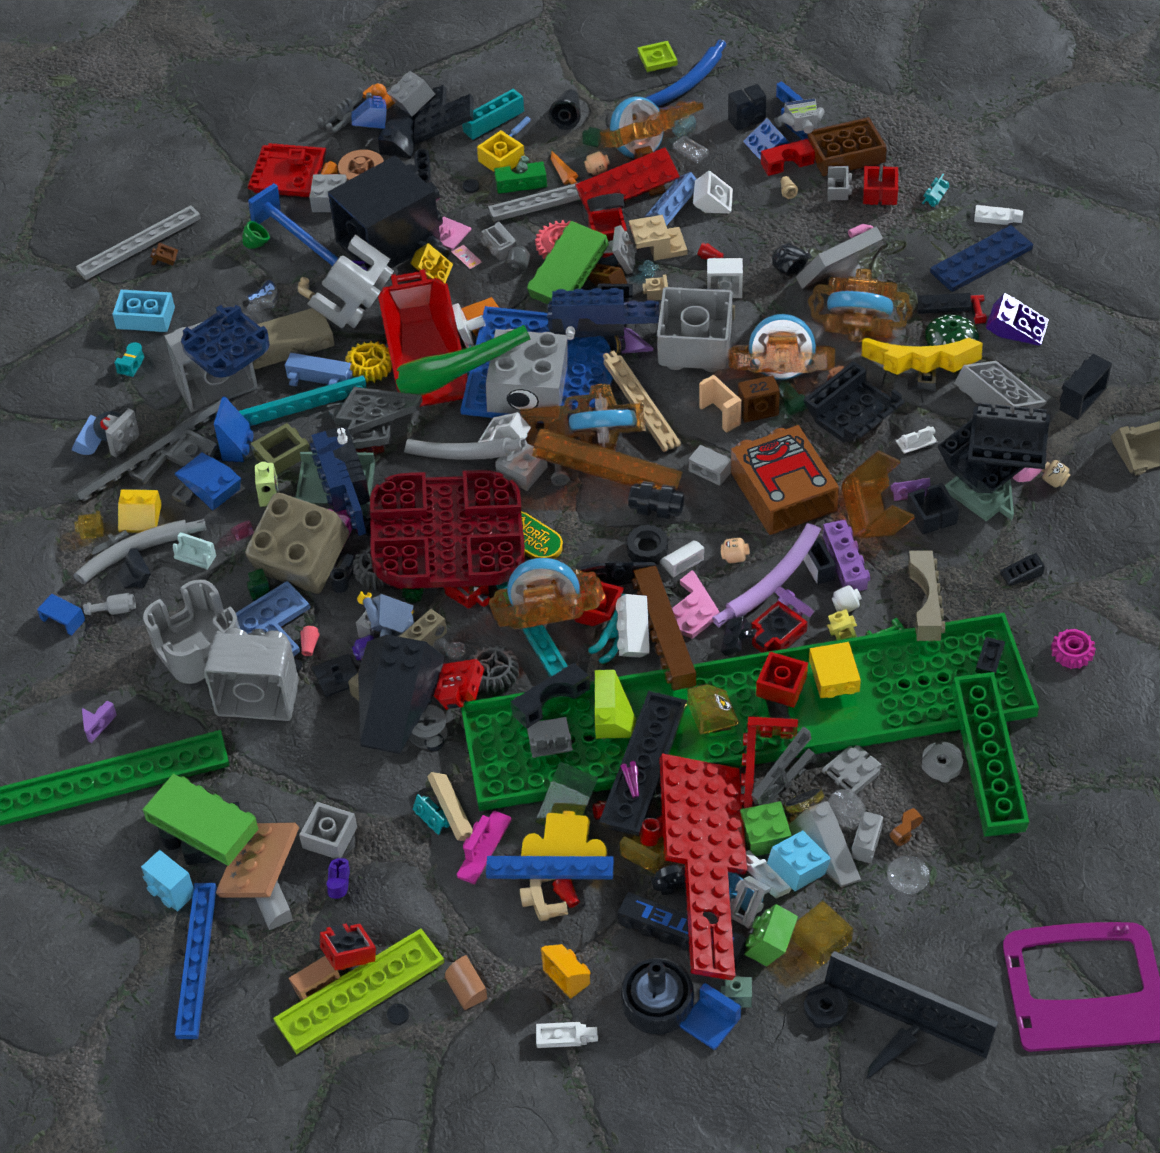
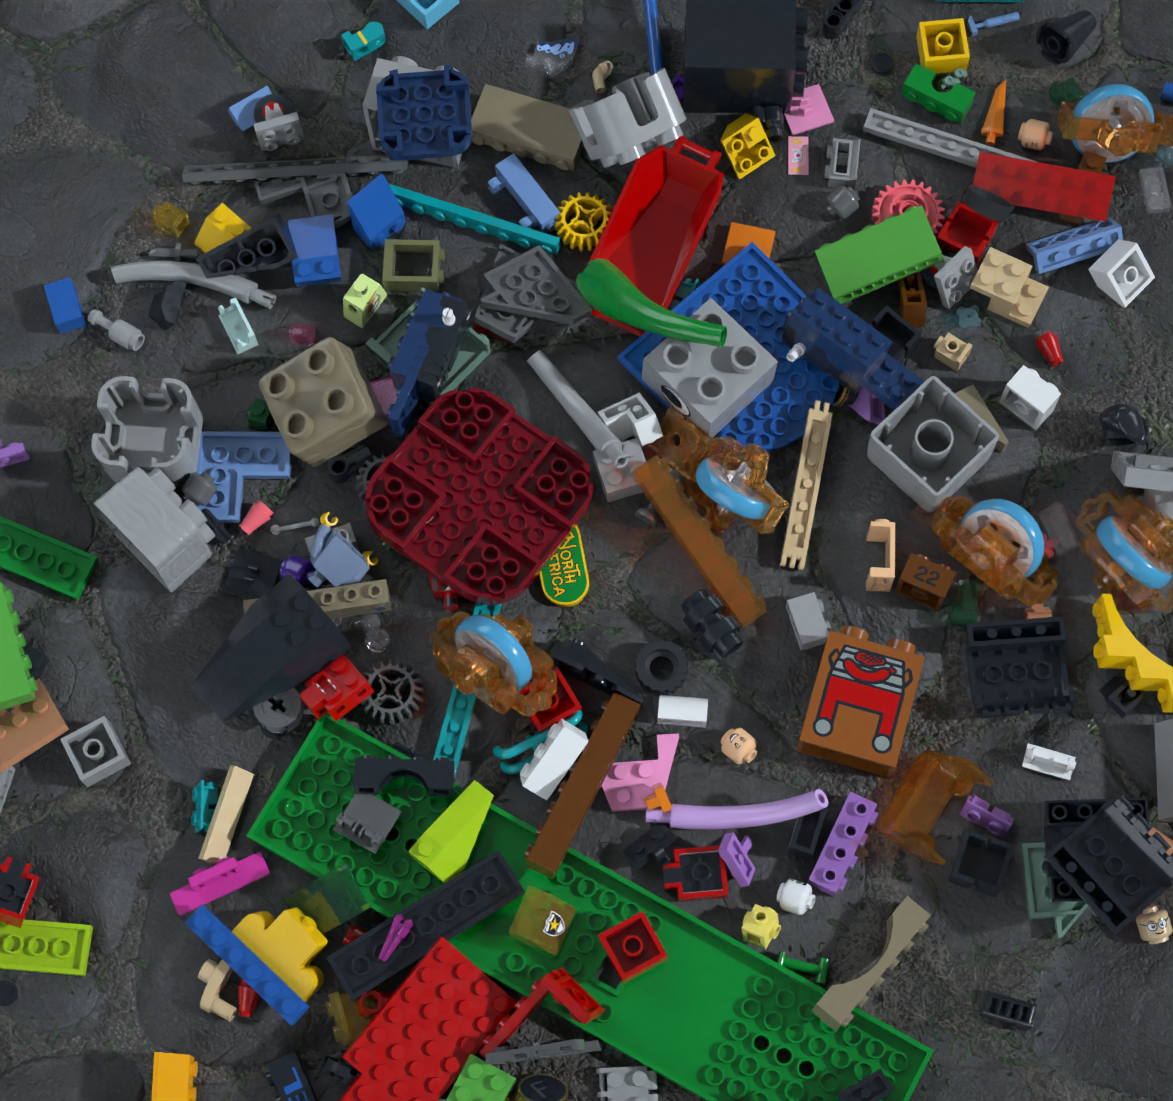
camera: 40 degrees right, 20 degrees up
(170, 496) = (256, 249): none -> black wedge
(327, 640) = (275, 529): none -> light grey hinge
(338, 878) = (67, 807): dark purple piece -> none
(464, 326) = (708, 253): white tile -> none
(465, 983) = (84, 1016): nougat brick -> none
(716, 602) = (658, 798): none -> orange tile
(834, 670) = (696, 978): yellow brick -> none

